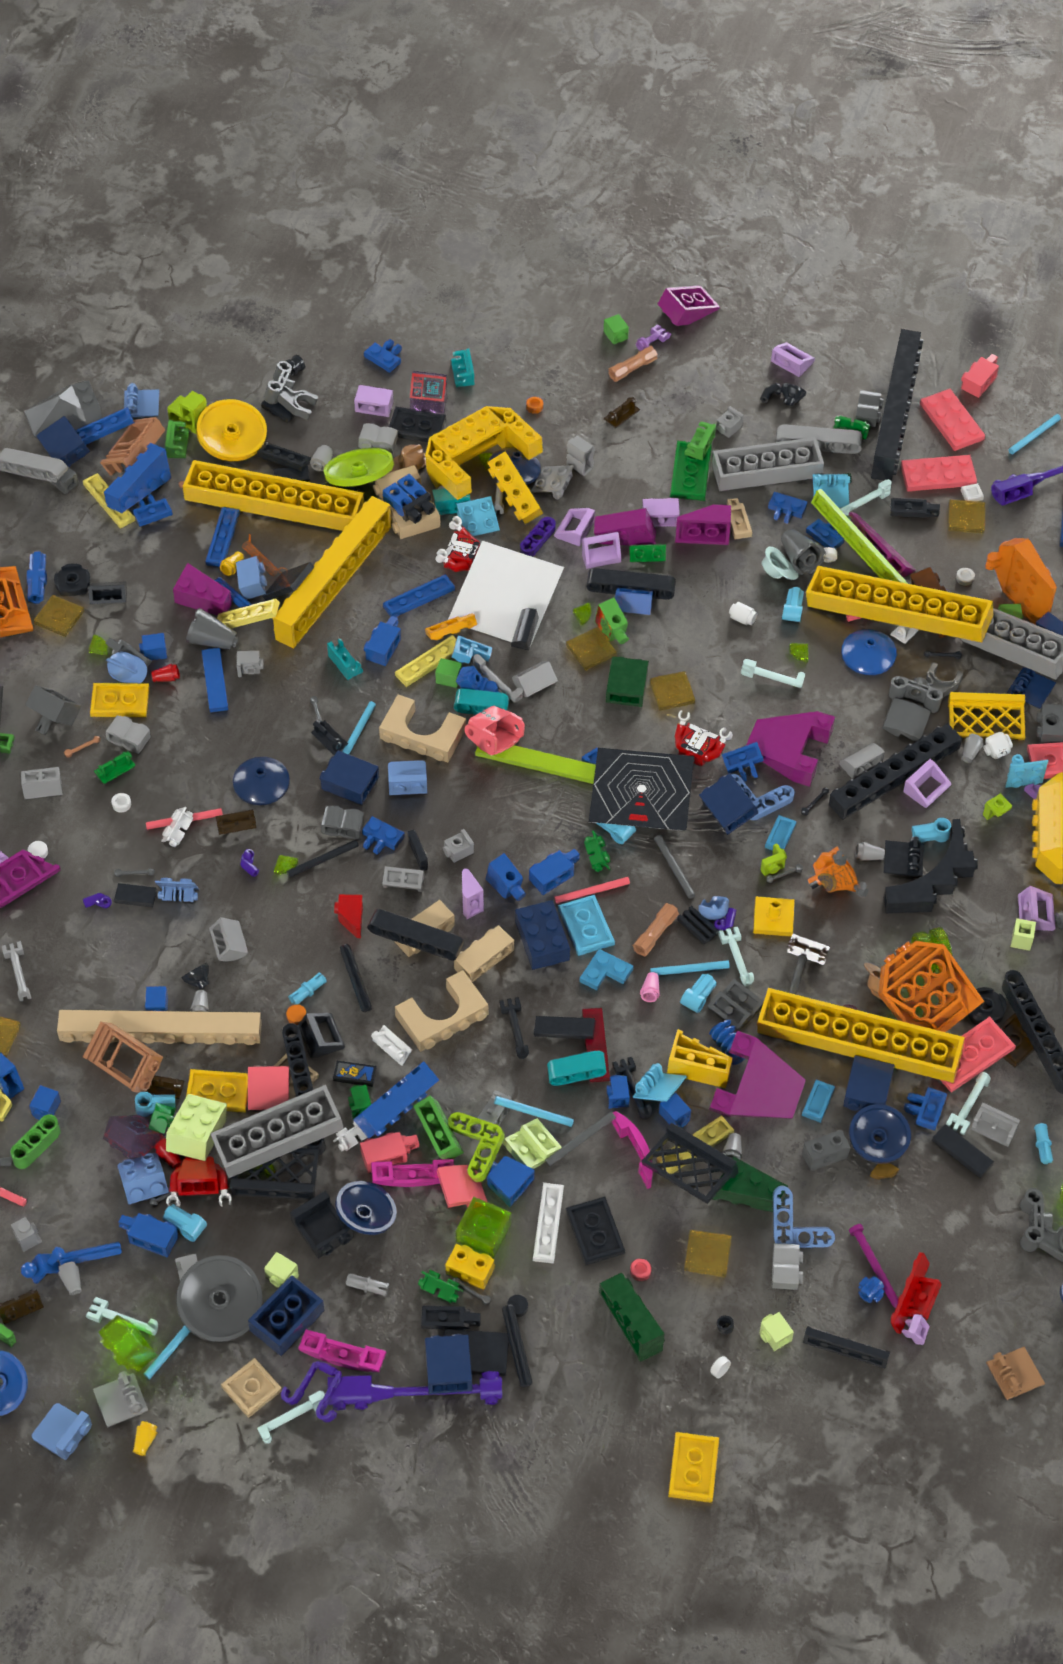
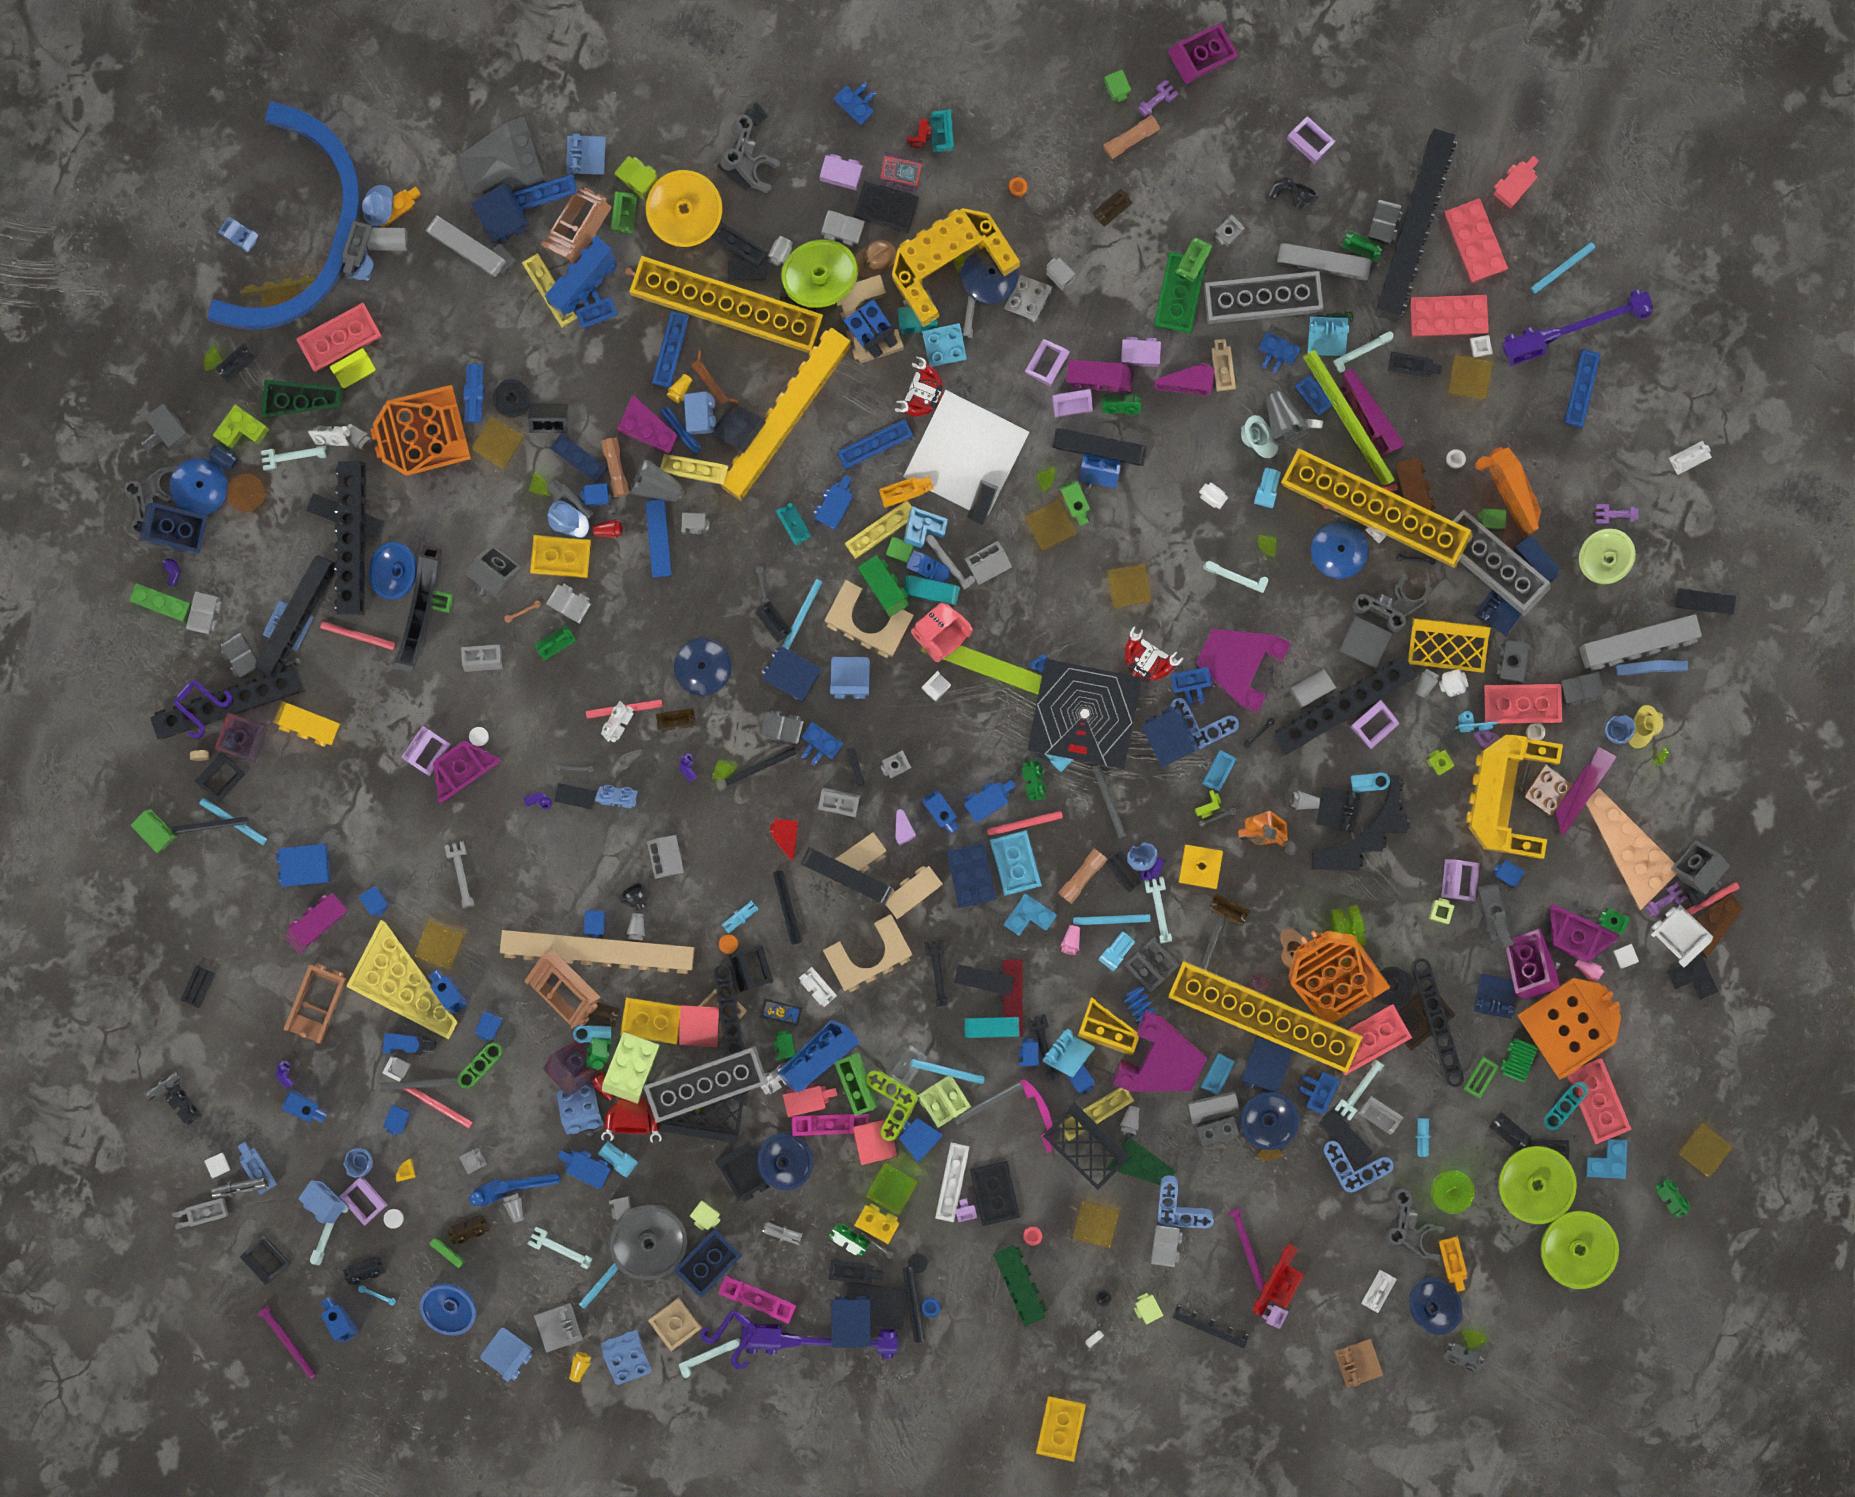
camera: 10 degrees right, 30 degrees up
(121, 802) = (561, 684): white tile -> none
(127, 1344) = (565, 1282): clear neon green brick -> none
(135, 621) = (578, 458): none -> dark blue plate
(175, 635) = (618, 480): none -> nougat axle
(197, 1425) = (625, 1357): none -> medium blue bracket
(435, 696) = (884, 585): none -> green brick
(447, 367) = (924, 132): none -> red bracket
(491, 780) = (936, 686): none -> white panel
(515, 488) = (986, 316): yellow brick -> none
(535, 1350) = (930, 1307): none -> blue tile
(538, 530) = (1019, 366): dark purple beam -> none
(566, 1248) = (965, 1212): none -> lavender tile
(627, 681) = (1083, 573): dark green brick -> none
(817, 1127) = (1213, 1107): none -> light grey piece
(871, 1289) = (1240, 1275): blue gear -> none
(972, 1183) = (1350, 1173): none -> medium blue beam
(1024, 1297) = (1378, 1291): none -> white hinge

